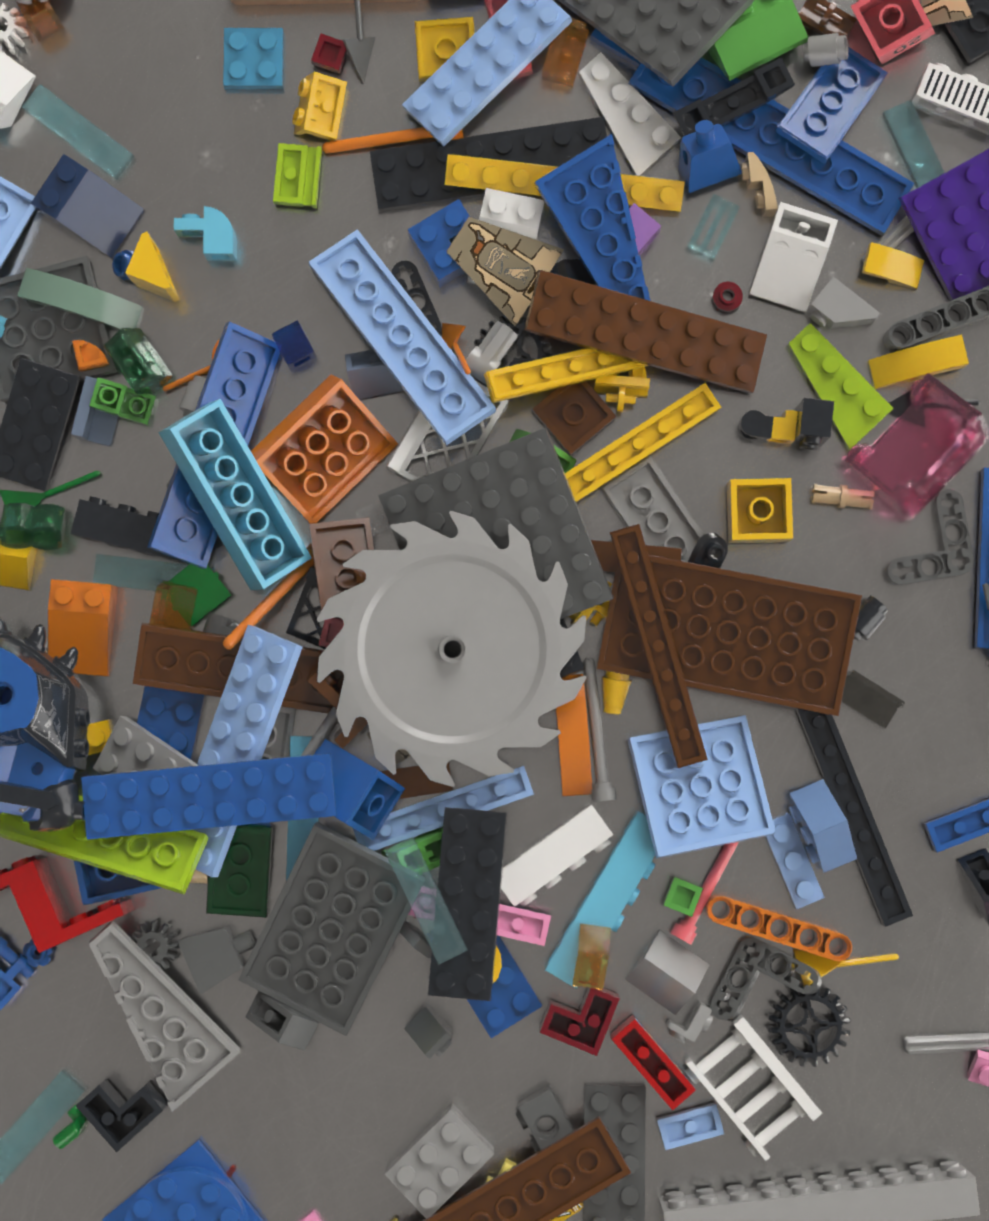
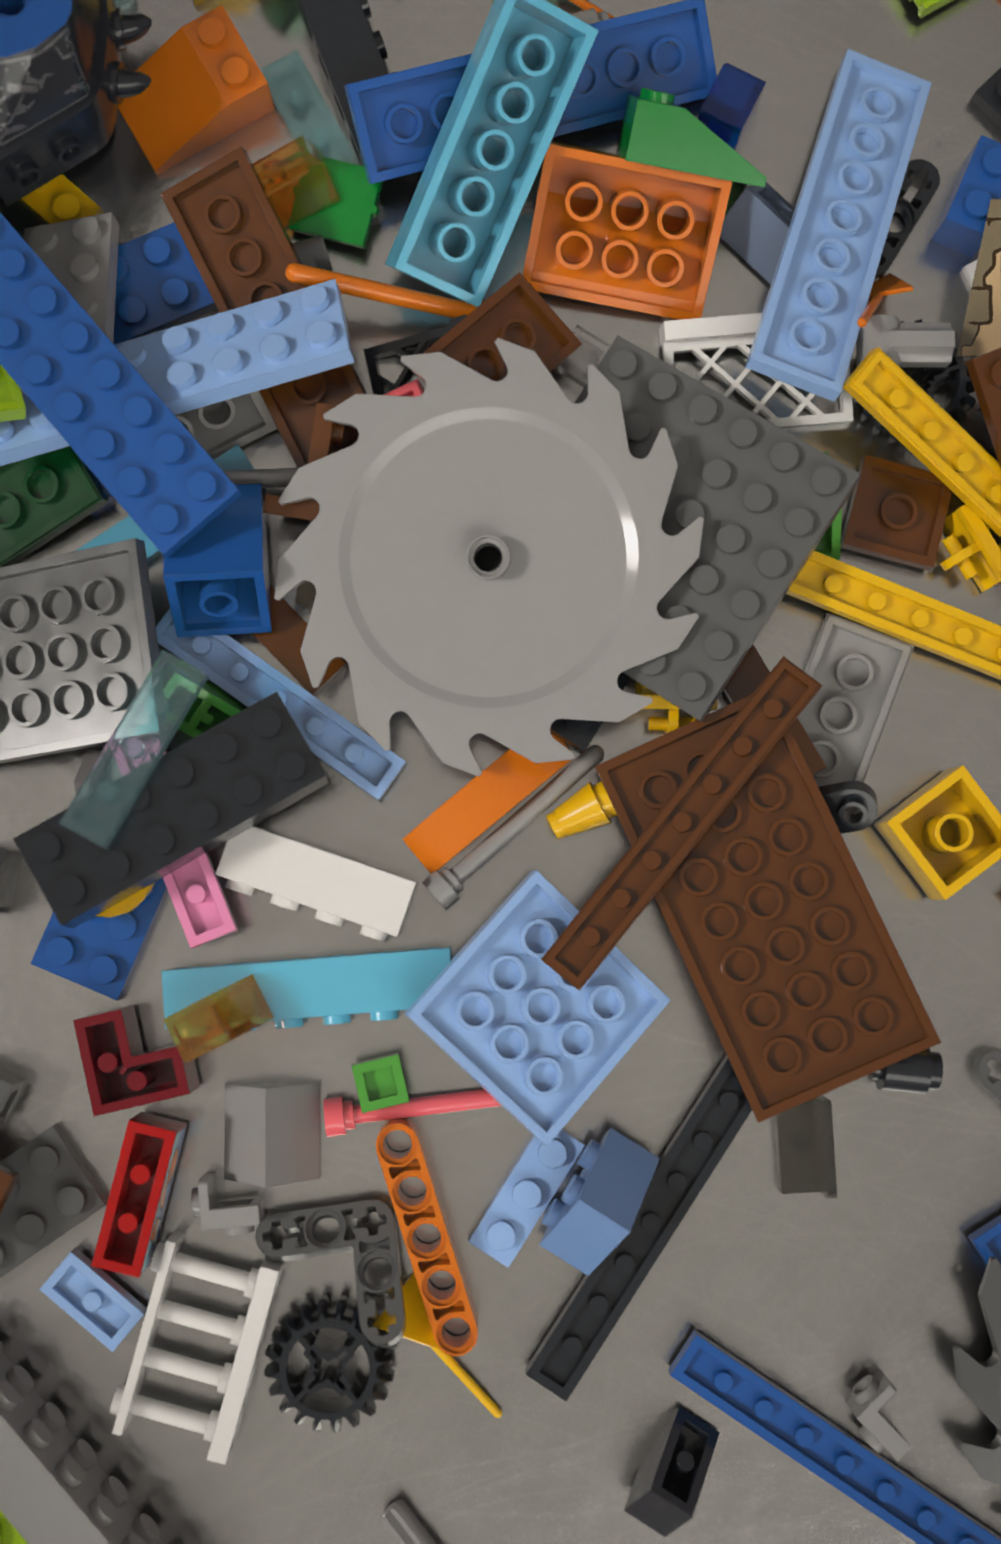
camera: 45 degrees right, 0 degrees up
(298, 392) = (674, 139): none -> green slope

